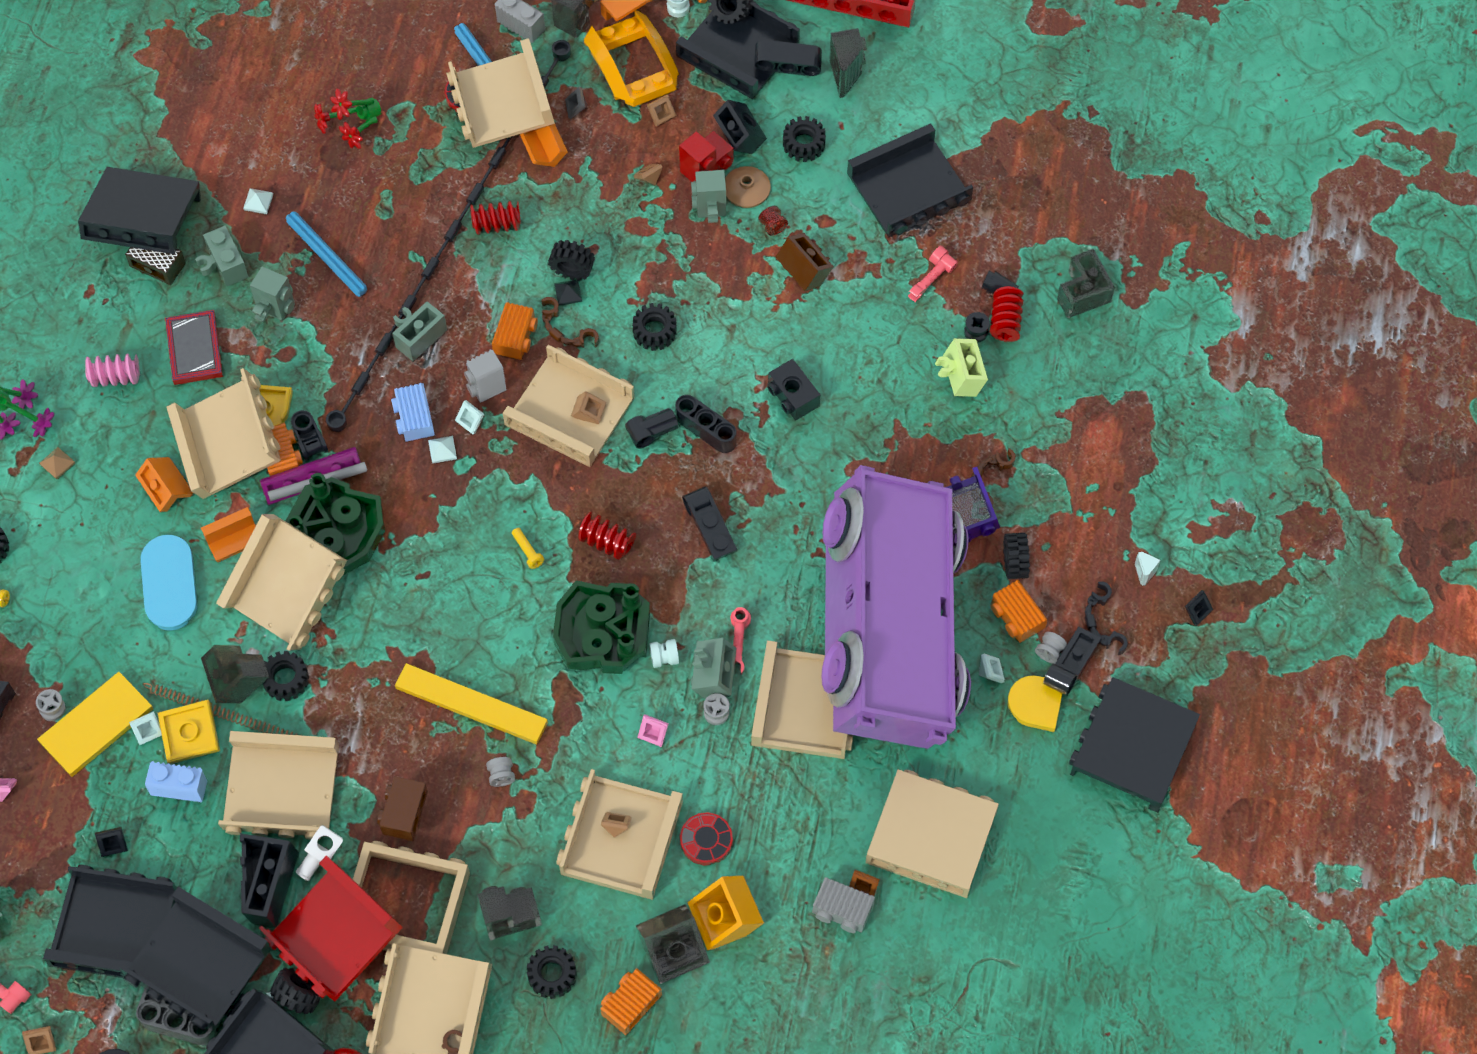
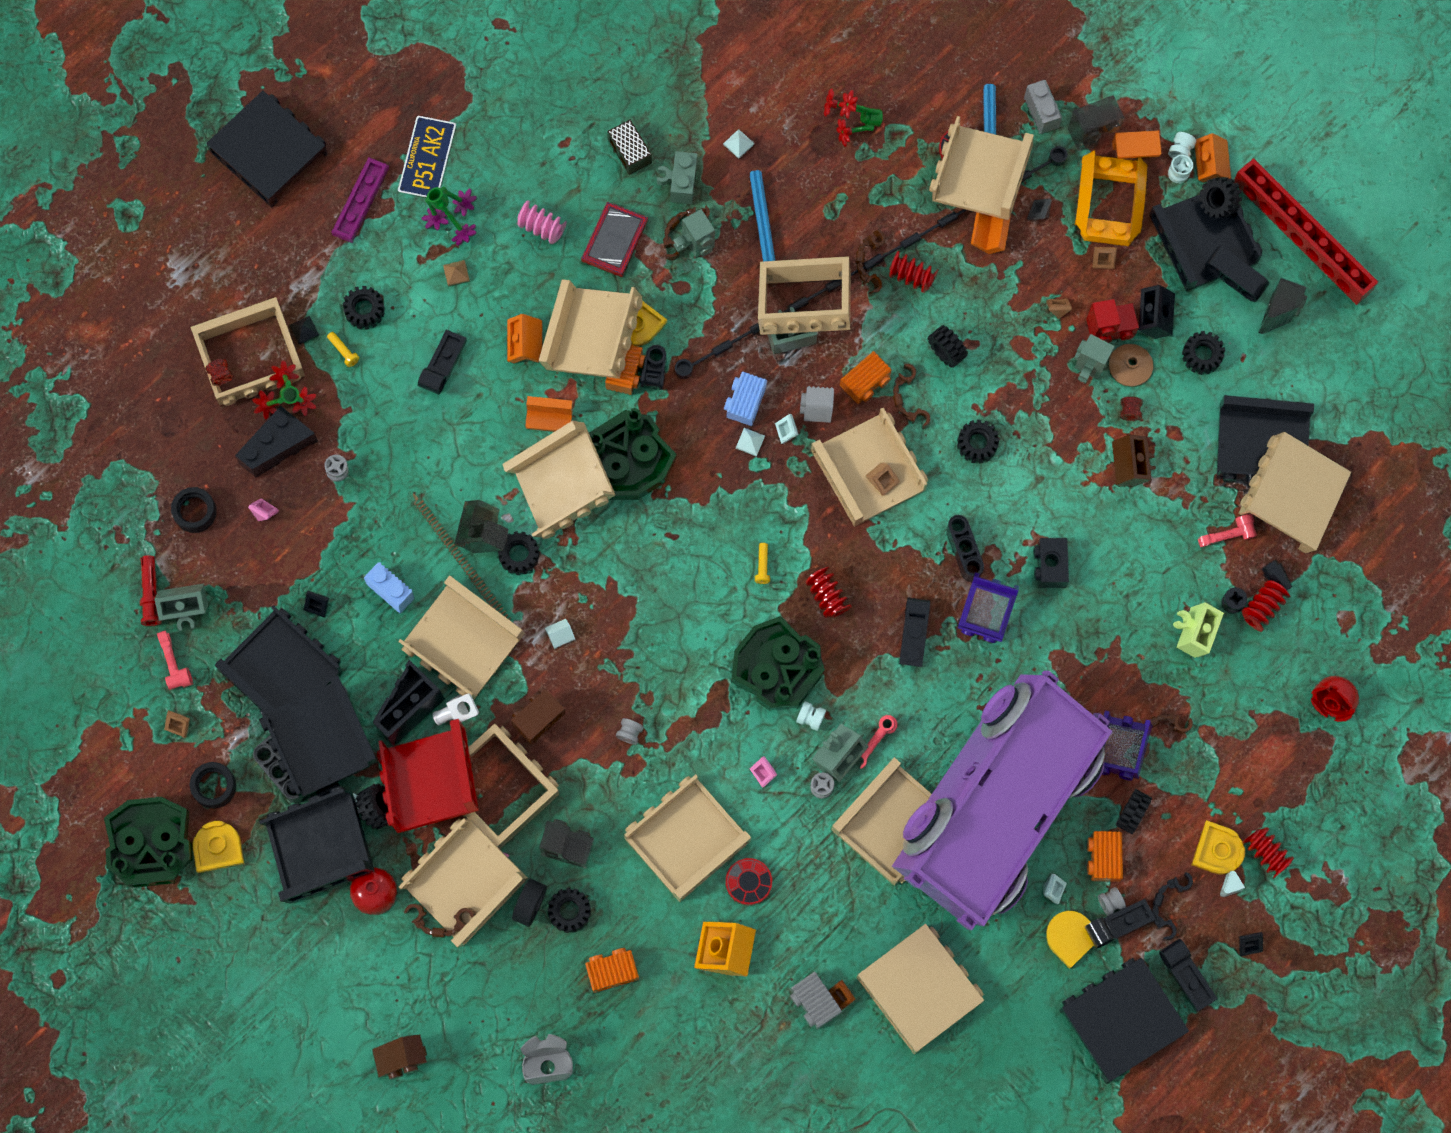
camera: 30 degrees right, 10 degrees up
(94, 724) = (360, 503): yellow tile -> none
(96, 548) = (442, 363): none -> black plate
(138, 209) = (639, 98): black panel -> none
(146, 728) = (393, 530): light aqua slope -> none
(168, 582) = (480, 423): medium azure tile -> none
(188, 732) = (422, 553): yellow tile -> none
(245, 320) = (671, 226): none -> reddish brown piece
(298, 487) = (656, 415): light grey bar -> none
(324, 465) = (649, 404): magenta tile -> none
(373, 725) = (560, 633): none -> light aqua slope
(396, 270) = (801, 271): none -> tan window
(440, 234) = (860, 256): none -> reddish brown piece
(471, 704) = (642, 663): yellow tile -> none
(508, 986) = (529, 902): none -> black tyre
(568, 292) = (930, 369): black slope -> none
(615, 823) = (688, 826): medium nougat slope -> none
(645, 429) = (914, 524): black piece -> none
(673, 943) = (670, 947): clear smoke slope -> none
(763, 460) = (987, 609): none -> window
(965, 201) = (1295, 490): none -> tan panel
(1089, 286) = (1349, 624): clear smoke brick -> none
(1112, 546) = (1218, 849): none -> yellow tile
(1123, 354) = (1335, 697): none -> red cylinder
(1158, 518) = (1269, 851): none -> red piece
(1162, 669) = (1186, 974): none -> black plate

